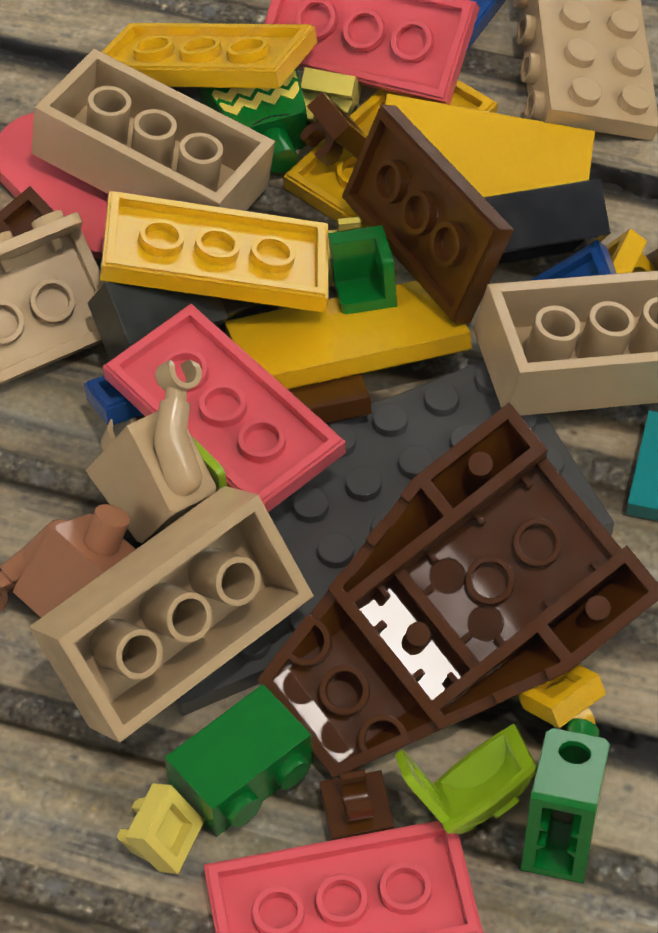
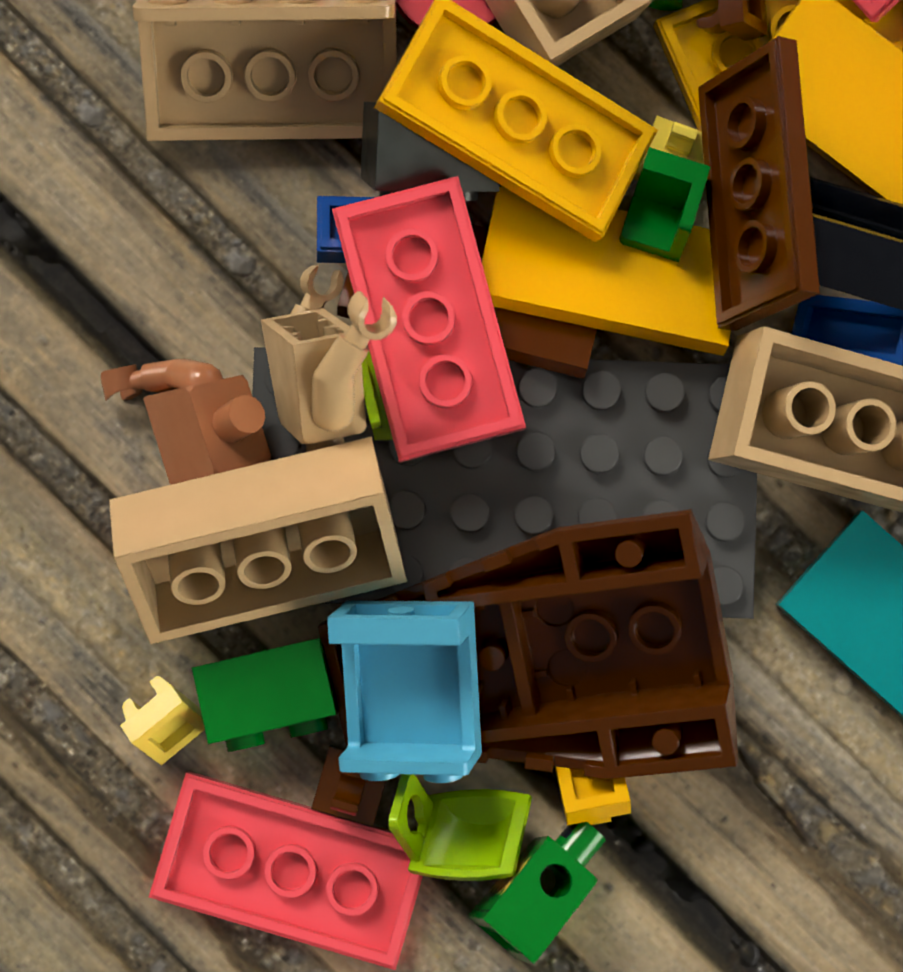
camera: 25 degrees right, 30 degrees up
(359, 670) = (409, 688): none -> medium azure panel

